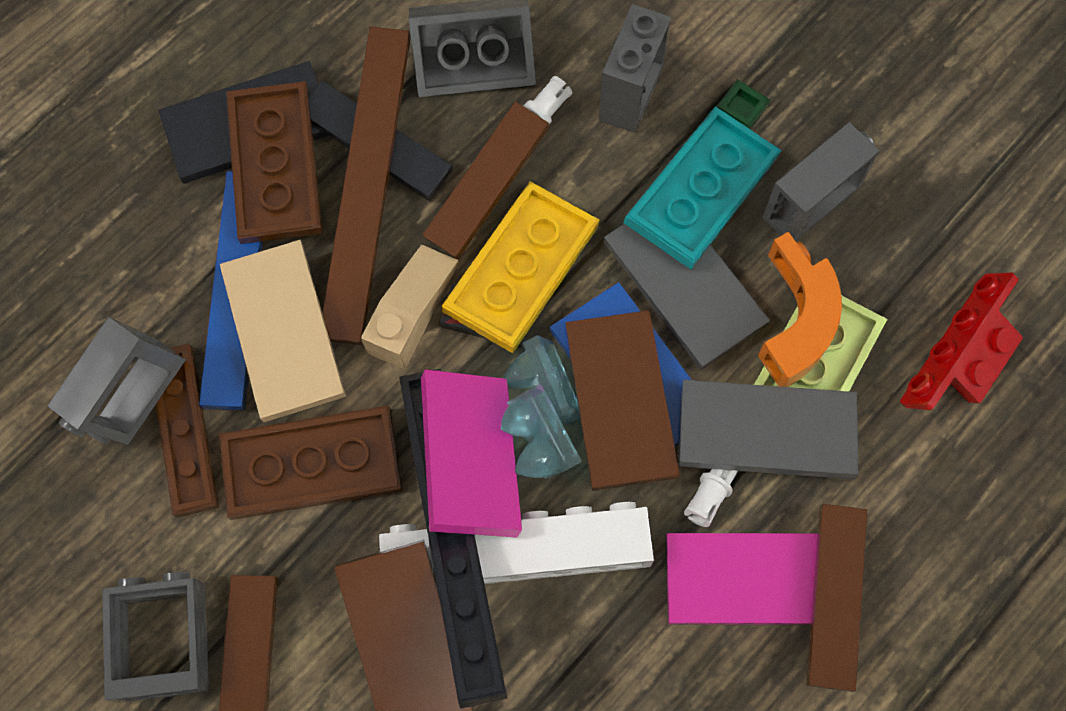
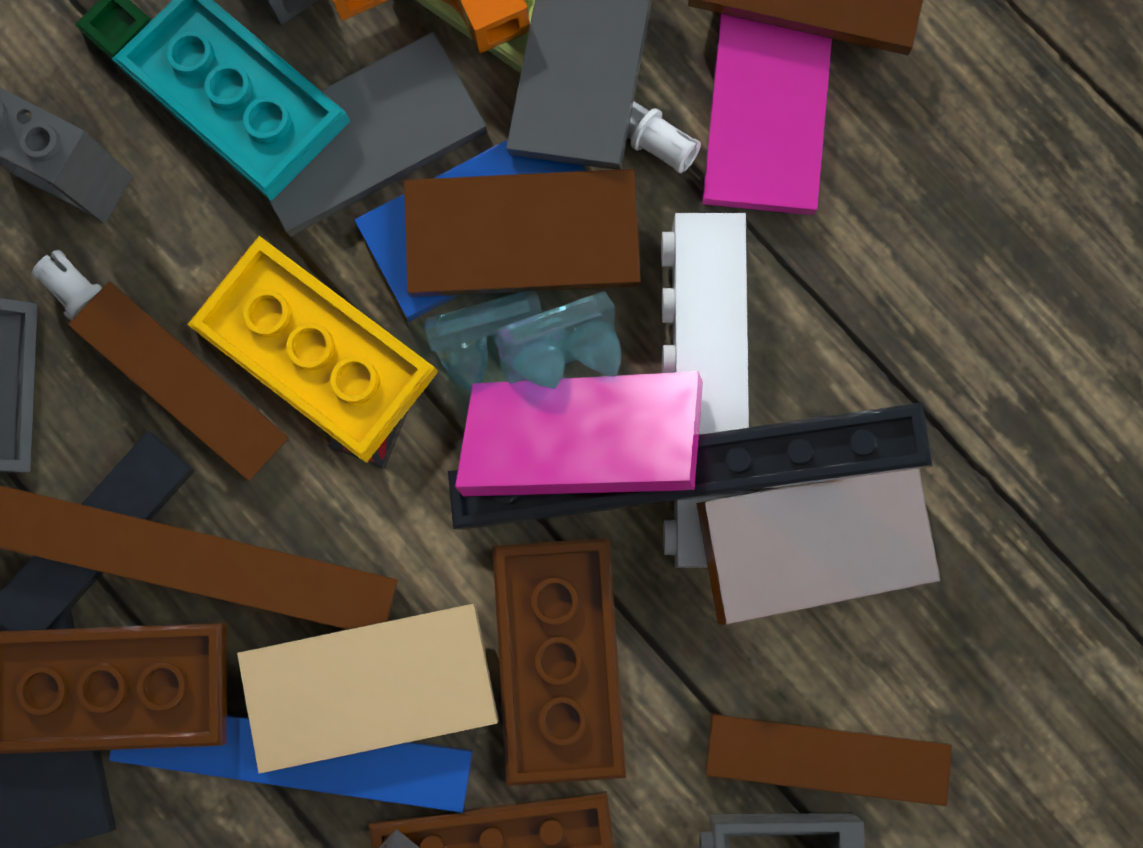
camera: 80 degrees left, 10 degrees up
(408, 307) = (350, 505): tan slope -> none

